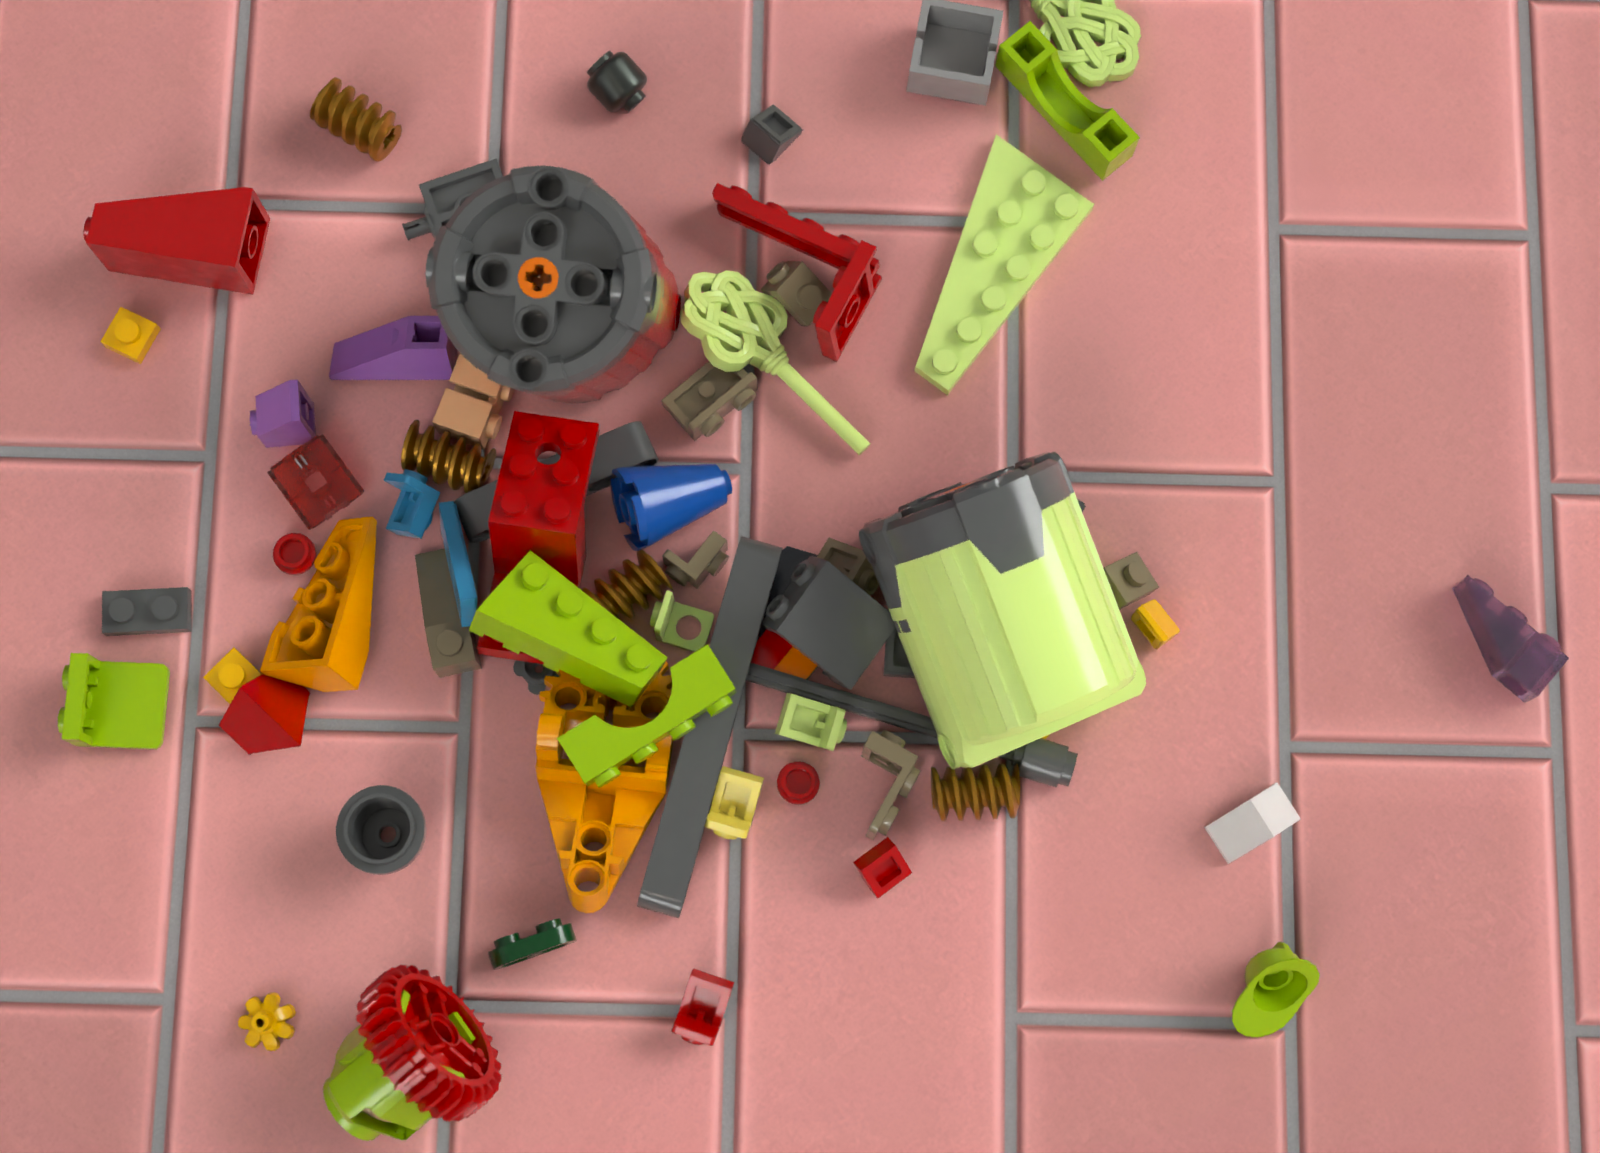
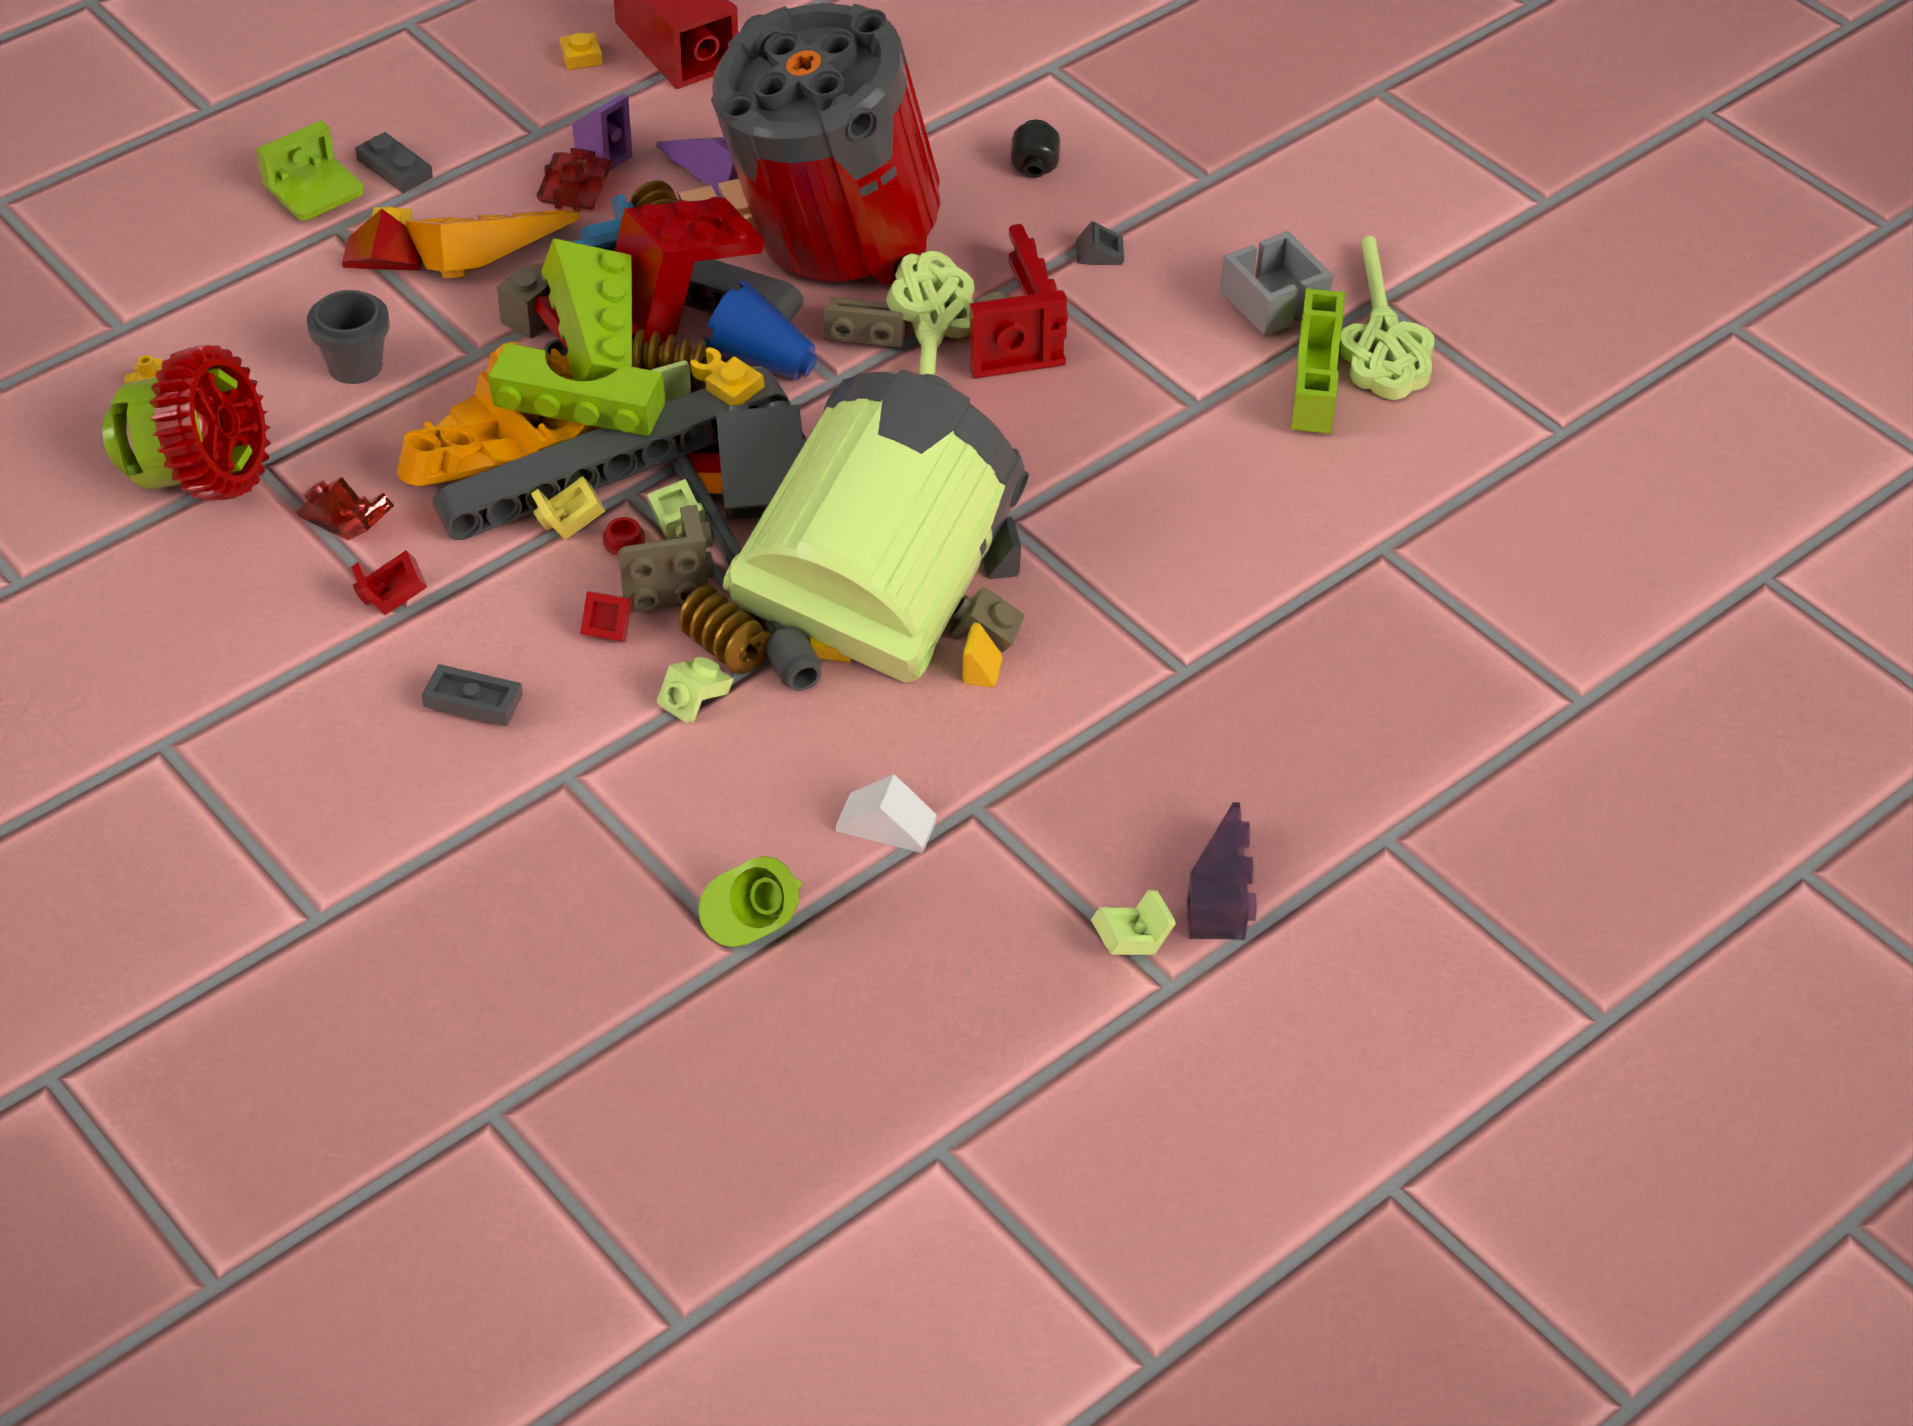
camera: 50 degrees right, 30 degrees down
(294, 553) = (511, 198): red plate -> none
(549, 937) = (333, 461): dark green plate -> none
(580, 979) = (341, 510): none -> clear red slope
(740, 583) = (729, 381): none -> yellow plate
(881, 1033) = (472, 695): none -> dark grey plate
(1007, 243) = (1182, 406): yellowish green wing -> none
(1010, 858) = (689, 684): none -> yellowish green bracket
(1503, 739) = (1135, 929): none -> yellowish green bracket

